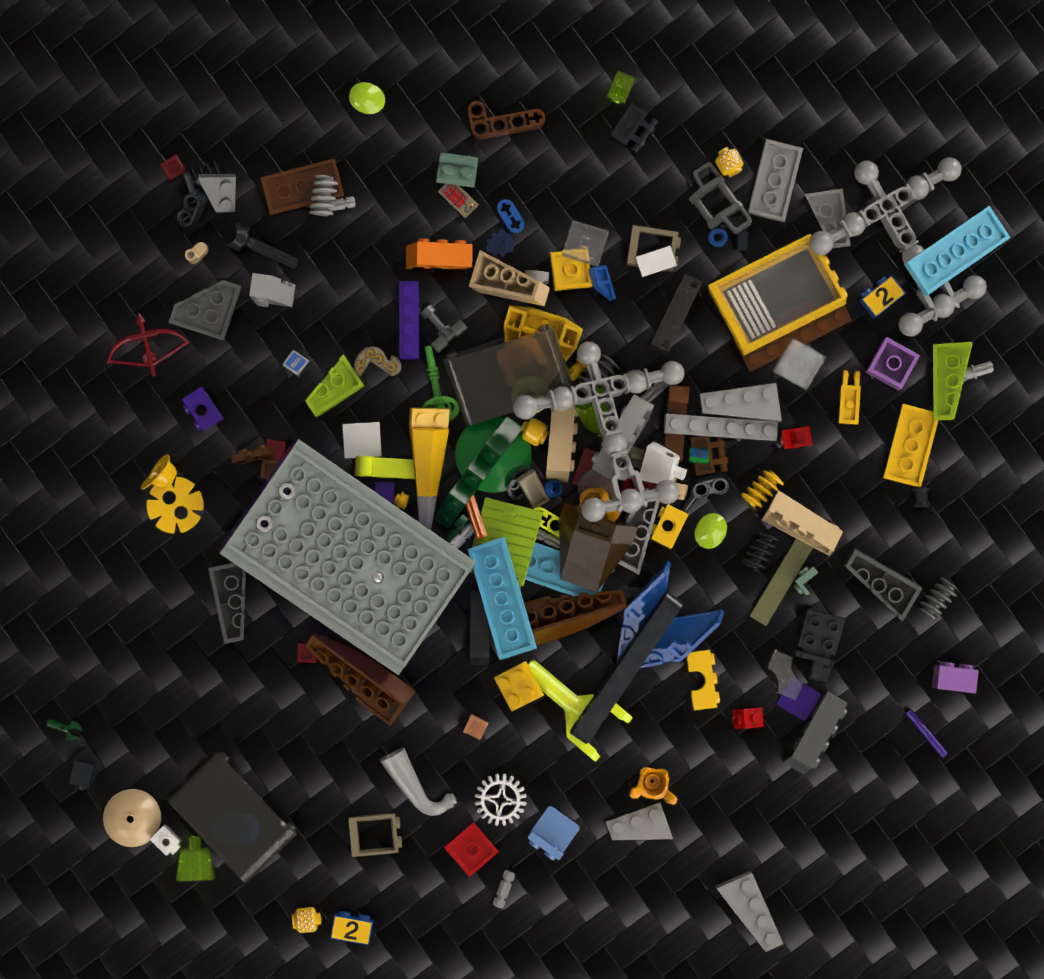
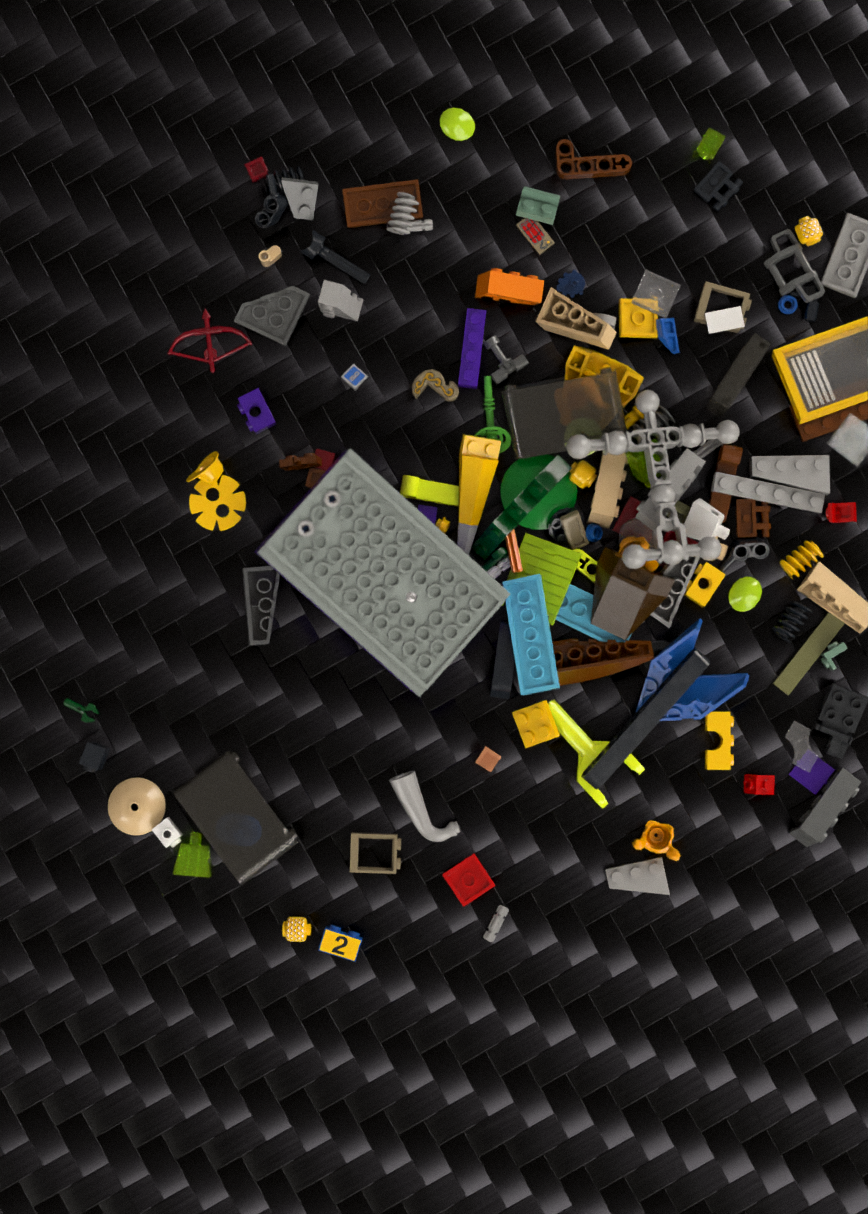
camera: 20 degrees right, 0 degrees up
(305, 654) = (329, 664): dark red tile -> none
(335, 387) = (390, 406): lime wing -> none
(362, 439) = (410, 460): white sticker -> none
(370, 682) = (391, 704): reddish brown wedge -> none
(503, 782) = (487, 829): white gear -> none
(514, 213) = (588, 256): blue beam -> none
(548, 539) = (583, 582): light grey axle -> none
(553, 833) = (551, 874): medium blue bracket -> none
(699, 455) = (743, 518): slope -> none
(748, 904) = (737, 968): light grey wedge -> none

